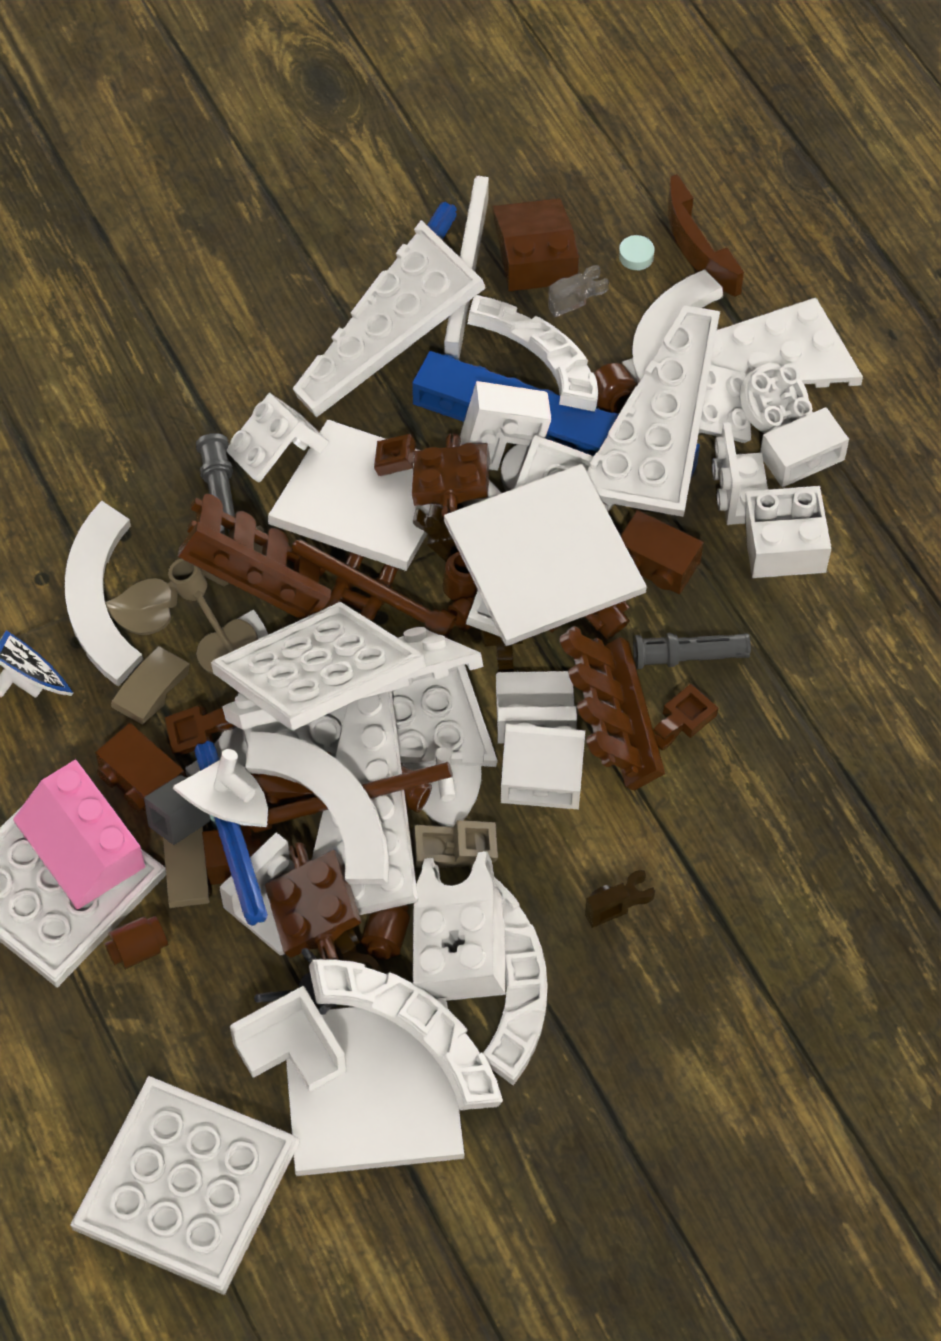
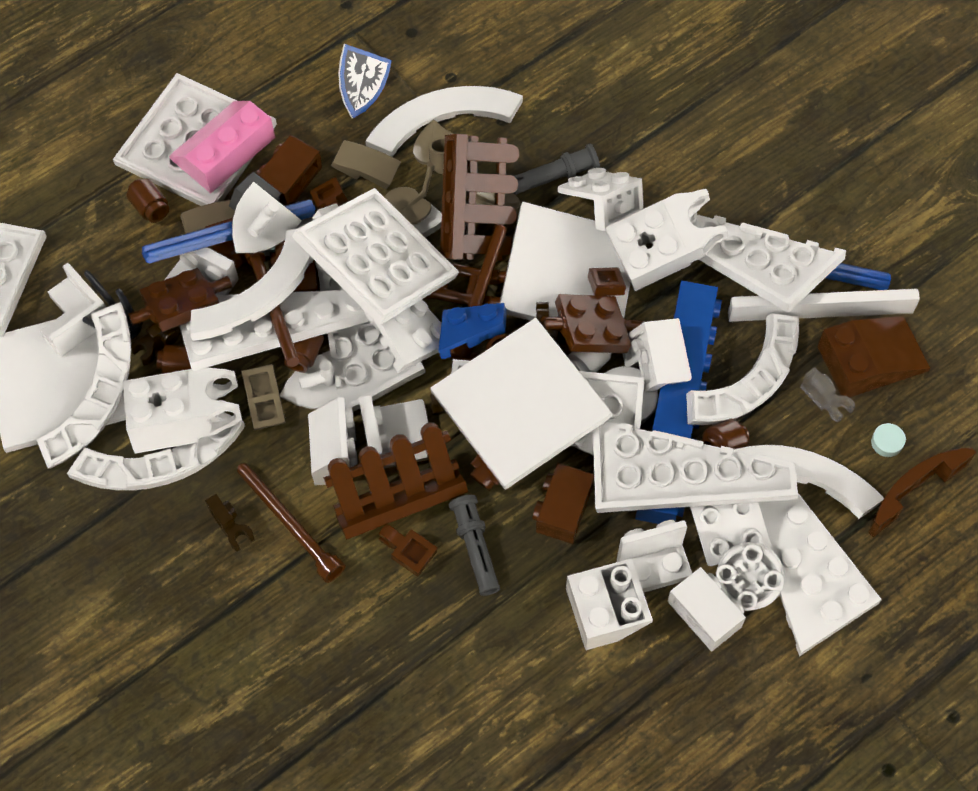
camera: 80 degrees right, 5 degrees up
(360, 373) = (672, 234): none -> white brick
(427, 595) = (470, 326): none -> blue wing
(689, 802) = (327, 565): none -> reddish brown piece

